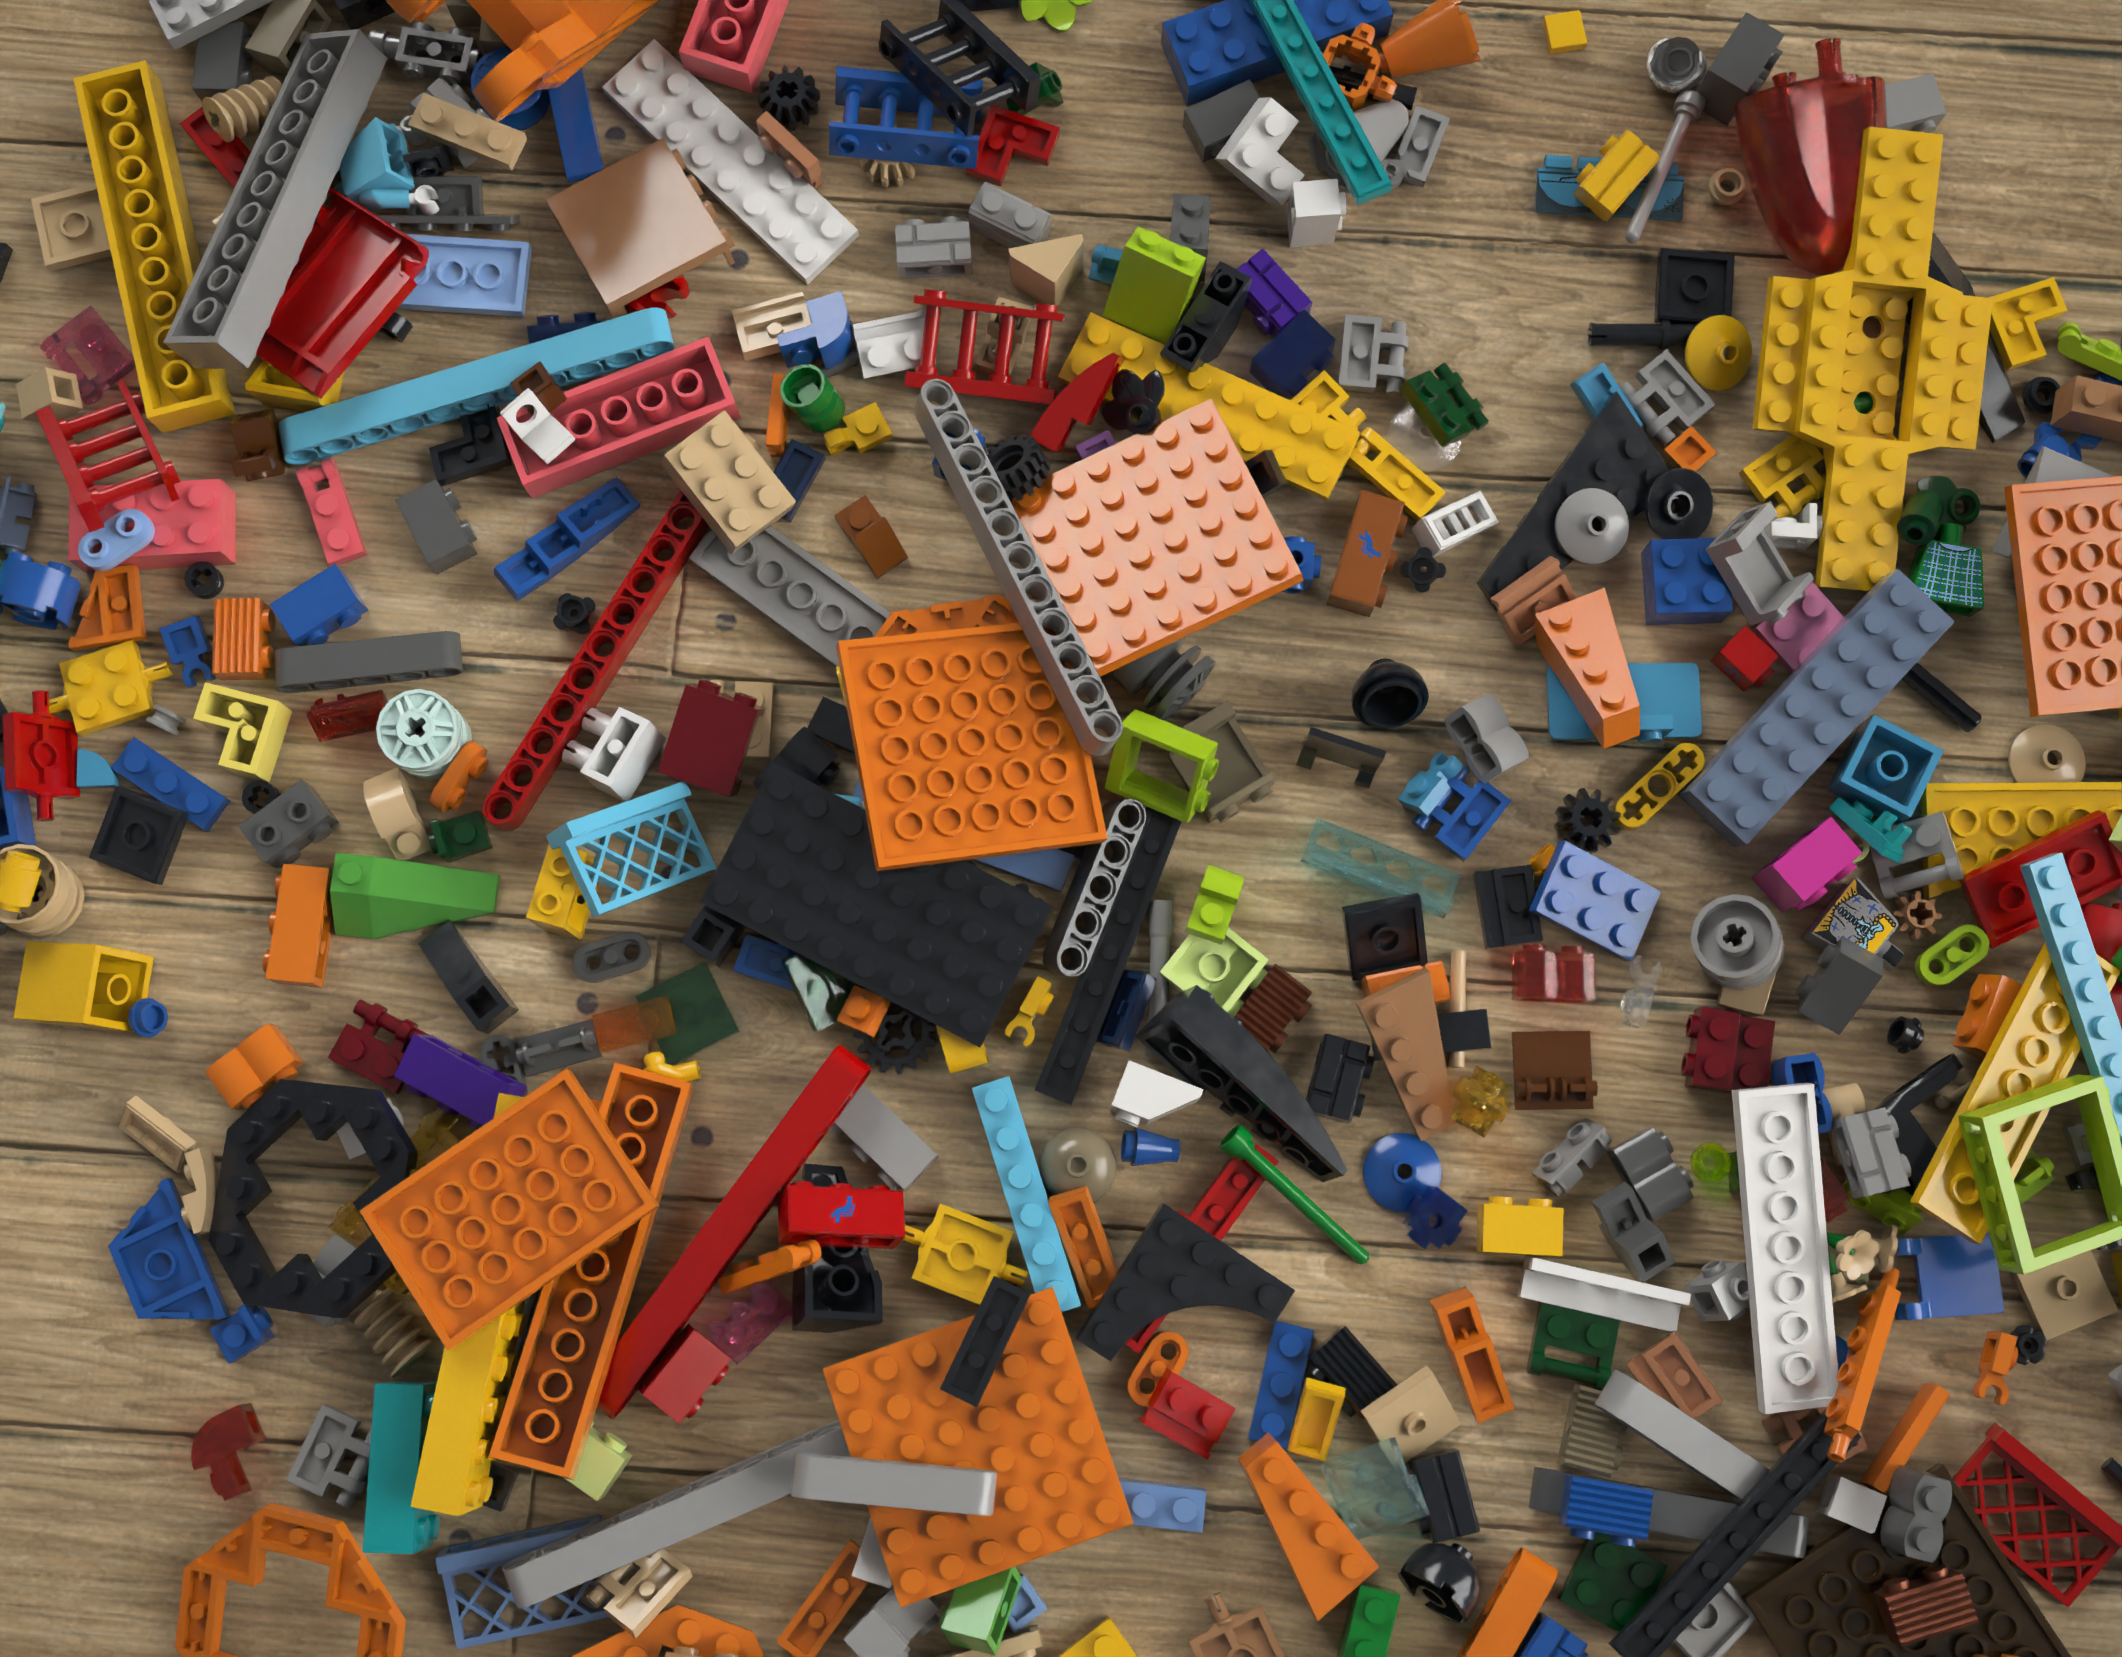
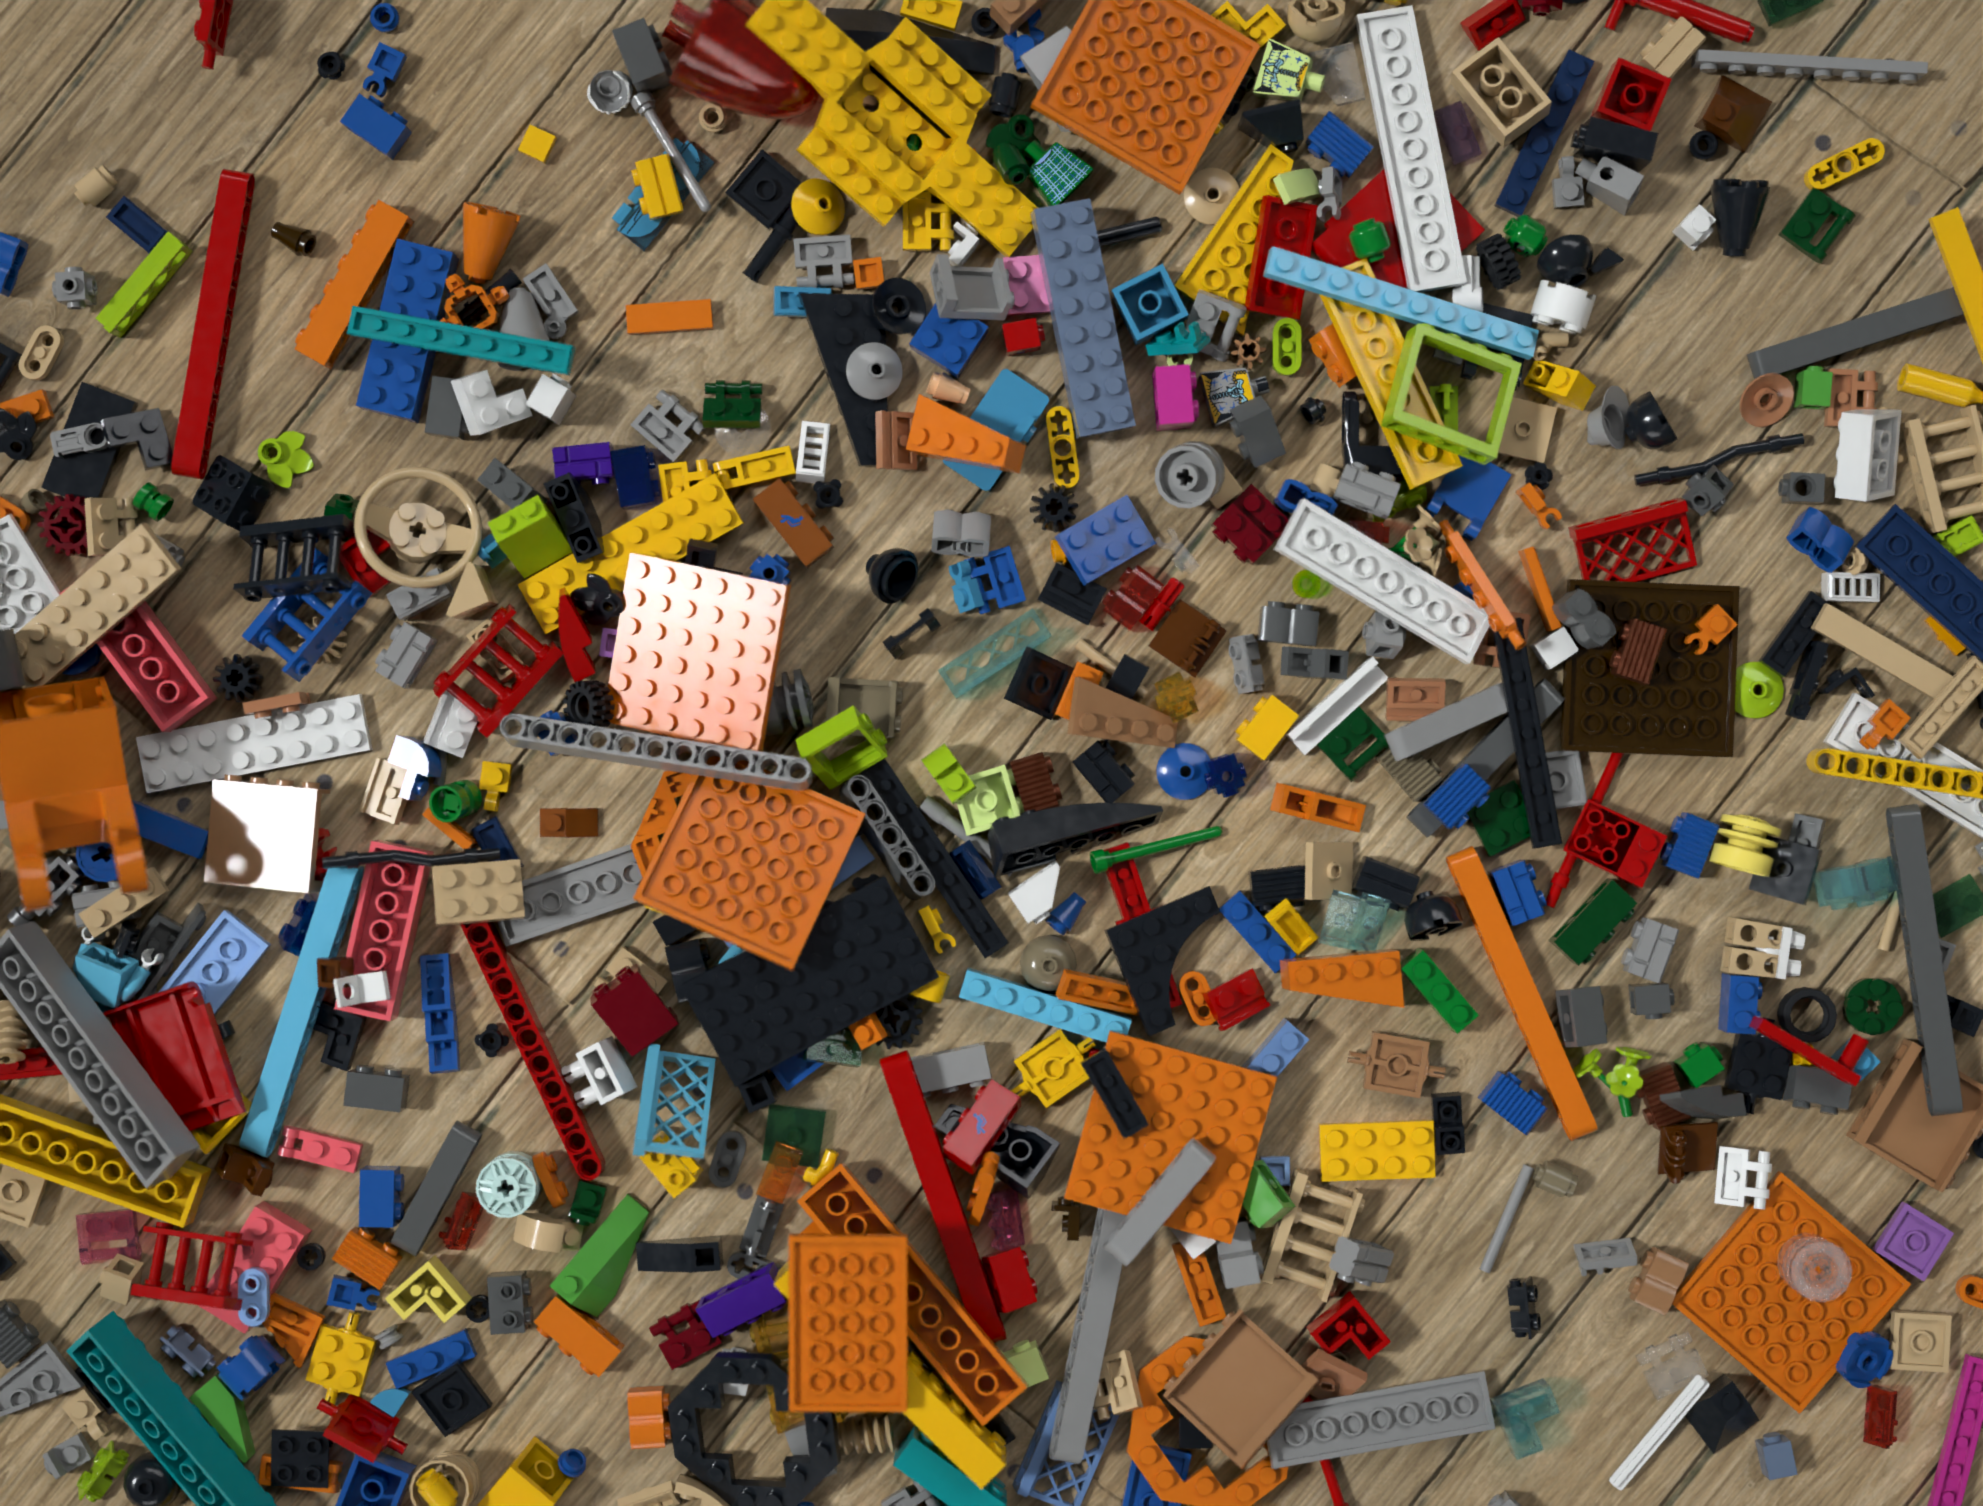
camera: 60 degrees left, 10 degrees up
(674, 327) = (354, 859): none -> black bar
(798, 1399) = (1070, 1222): none -> dark brown bracket
(1068, 148) = (437, 535): none -> tan piece
(1487, 281) = (669, 316): none -> orange tile
(1570, 1014) = (1162, 603): none -> red axle
(1630, 618) = (946, 388): none -> light nougat cone
(1984, 465) = (1005, 95): none -> black brick

